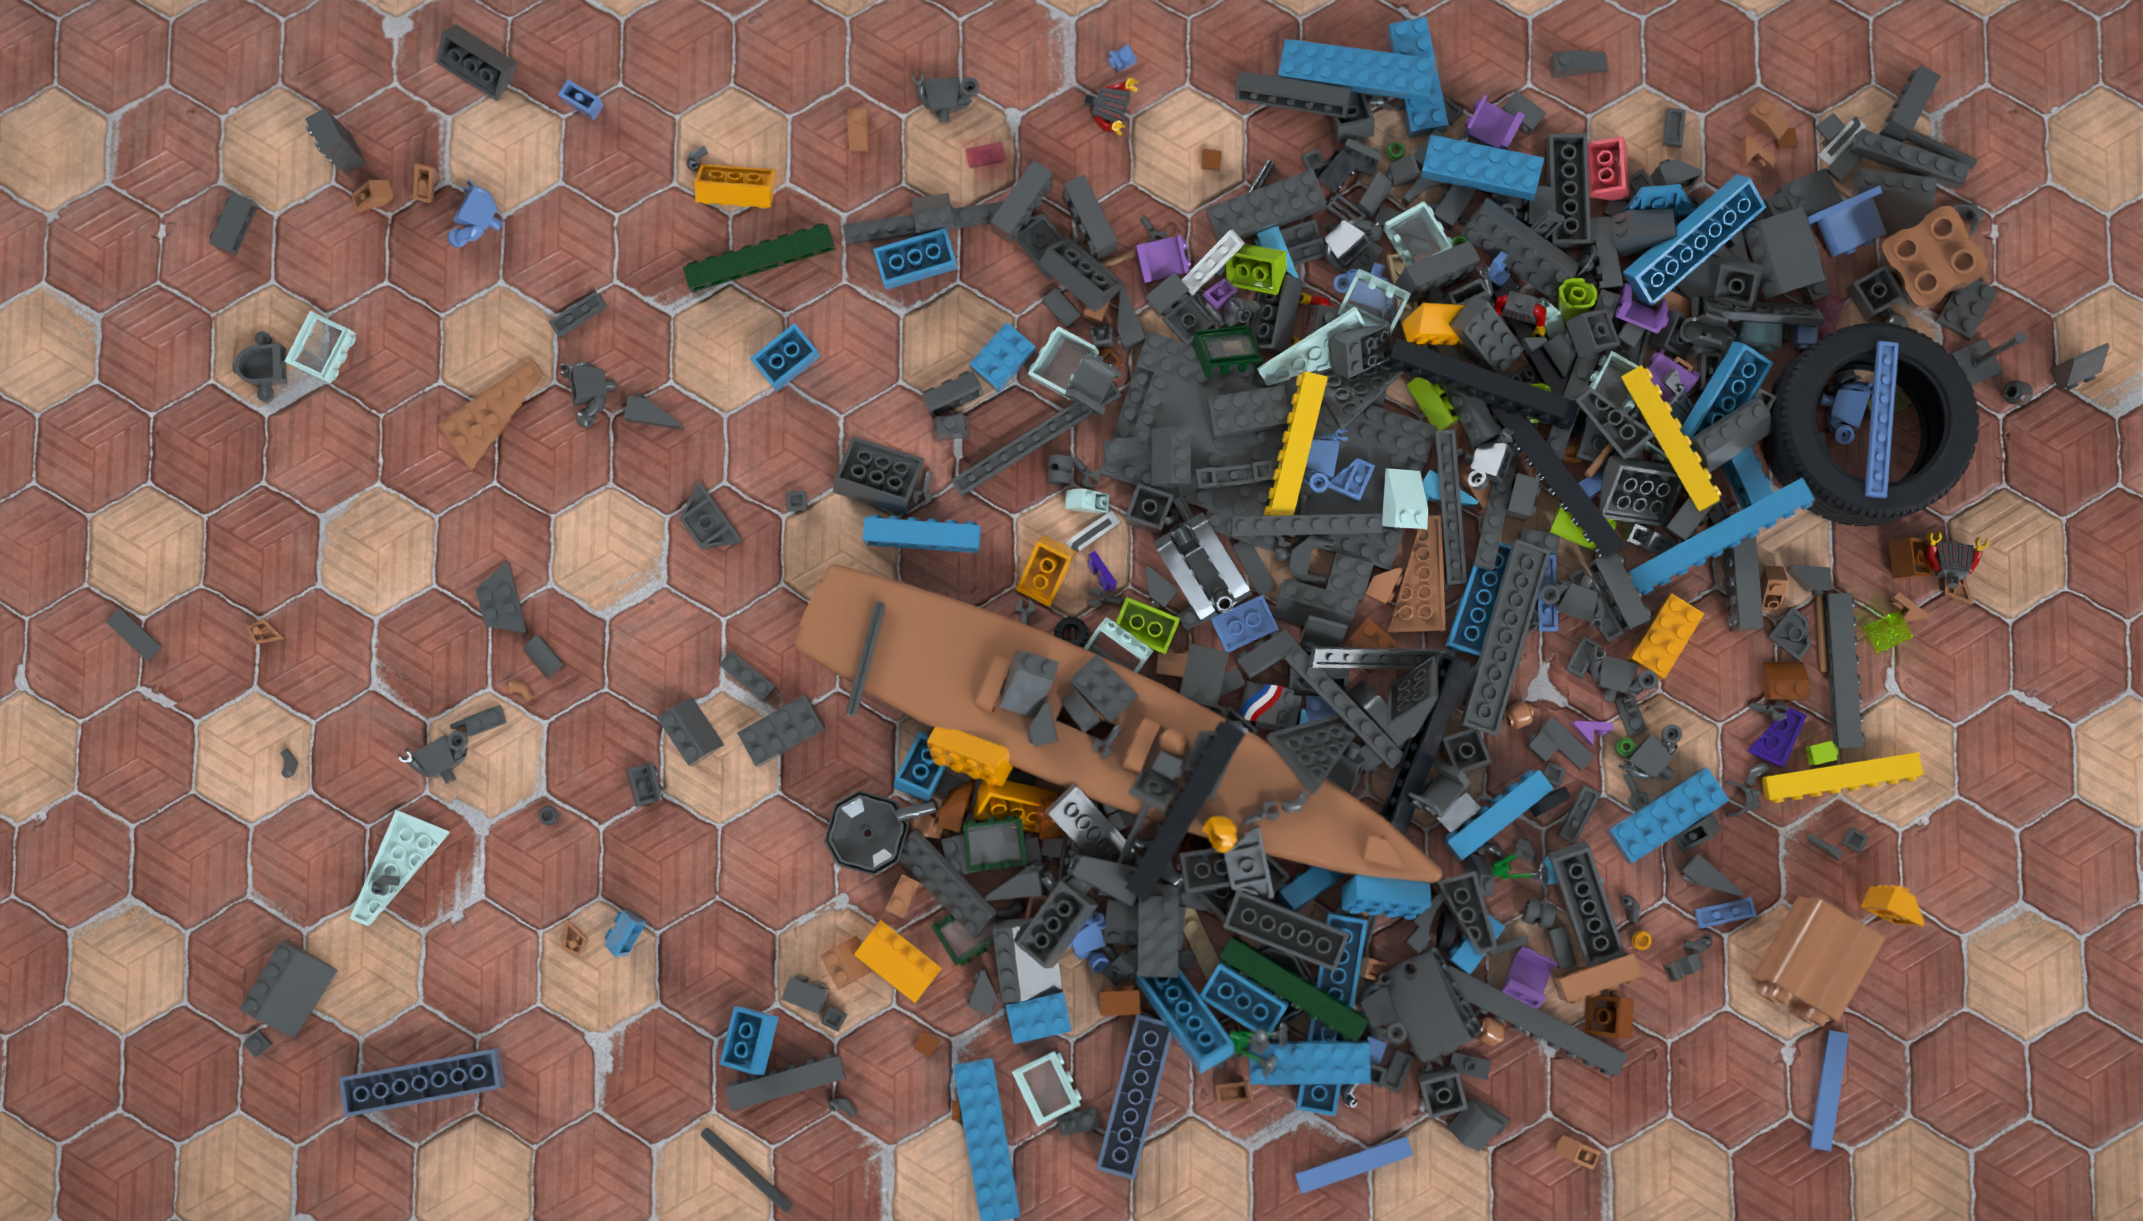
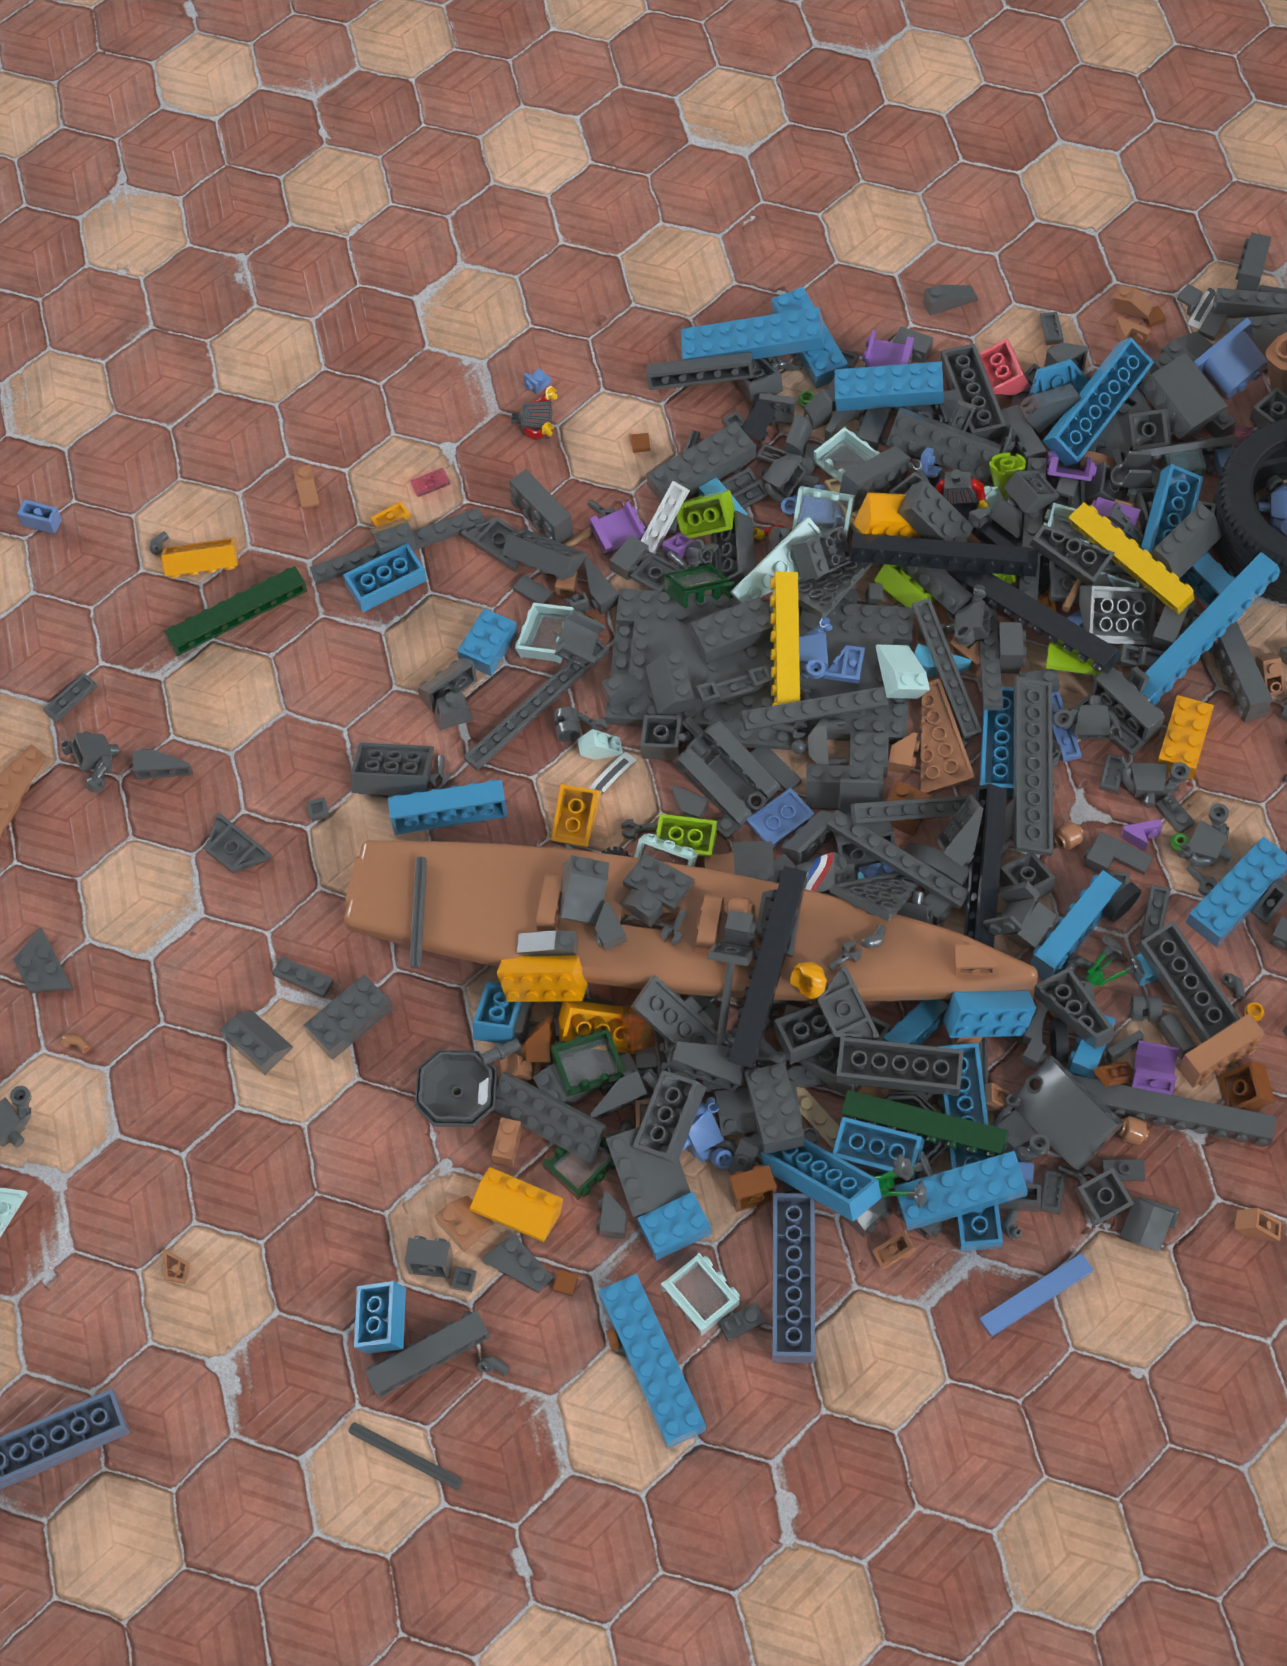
camera: 15 degrees left, 20 degrees down
(482, 721) = (43, 1079): dark grey hinge -> none
(543, 656) = (92, 1005): dark grey brick -> none
(548, 815) = (126, 1153): dark grey plate -> none
(624, 934) = (229, 1243): dark azure slope -> none
(644, 784) = (220, 1099): dark grey bracket -> none
(785, 357) = (279, 686): dark azure brick -> none
(888, 1015) = (517, 1262): none -> dark grey wing
(937, 185) = (391, 514): none -> light orange plate
(943, 95) = (379, 442): dark grey torso -> none
(943, 783) = (523, 1020): none -> dark grey tile
(982, 726) = (548, 943): none -> slope
(1021, 202) = (474, 505): dark grey brick -> none
(1097, 567) = (630, 797): dark purple plate -> none
(1402, 400) = (874, 593): none -> dark grey slope
(1489, 976) = (1115, 1074): none -> dark orange tile
(1637, 569) = (1138, 678): none -> dark grey plate

